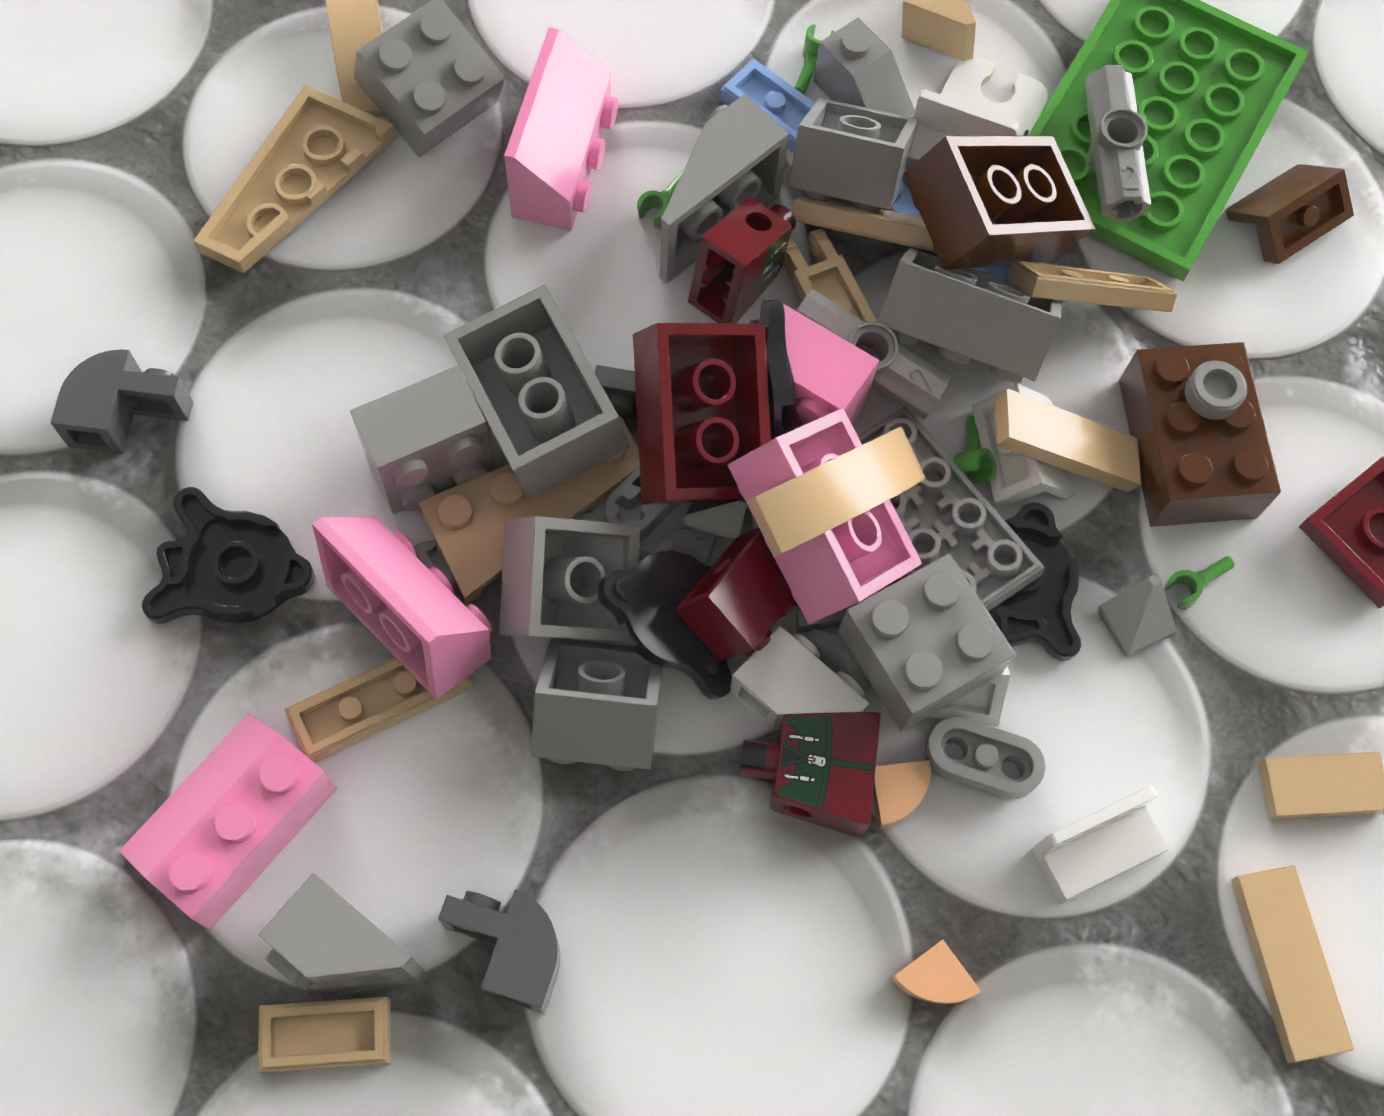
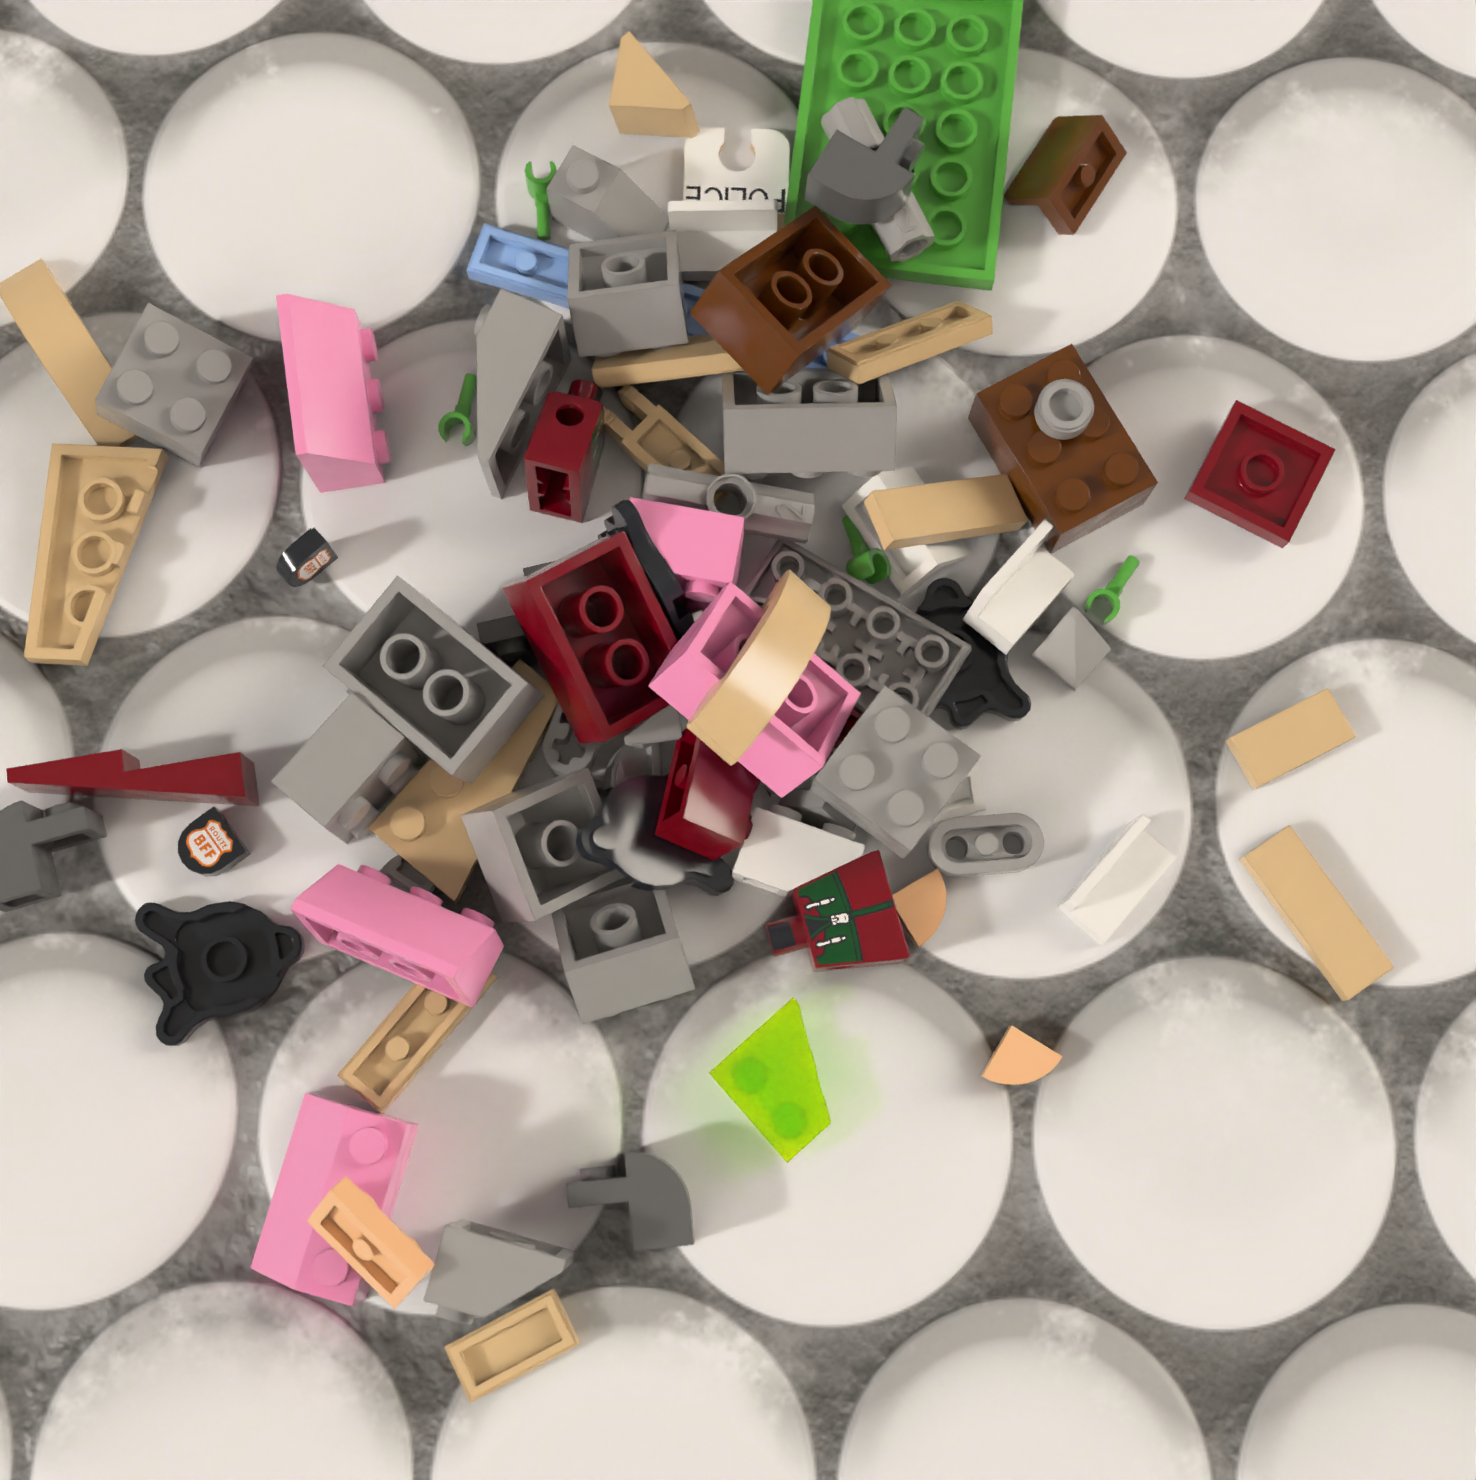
camera: 20 degrees left, 10 degrees up
(218, 366) = (118, 774): none -> dark red slope
(236, 858) = (370, 1241): none -> light nougat plate
(273, 463) = (211, 845): none -> tile
(473, 258) = (305, 558): none -> black tile
(690, 894) = (777, 1082): none -> clear neon green wing
(1106, 130) = (867, 184): none -> dark grey brick
(1108, 539) = (1019, 592): none -> white panel

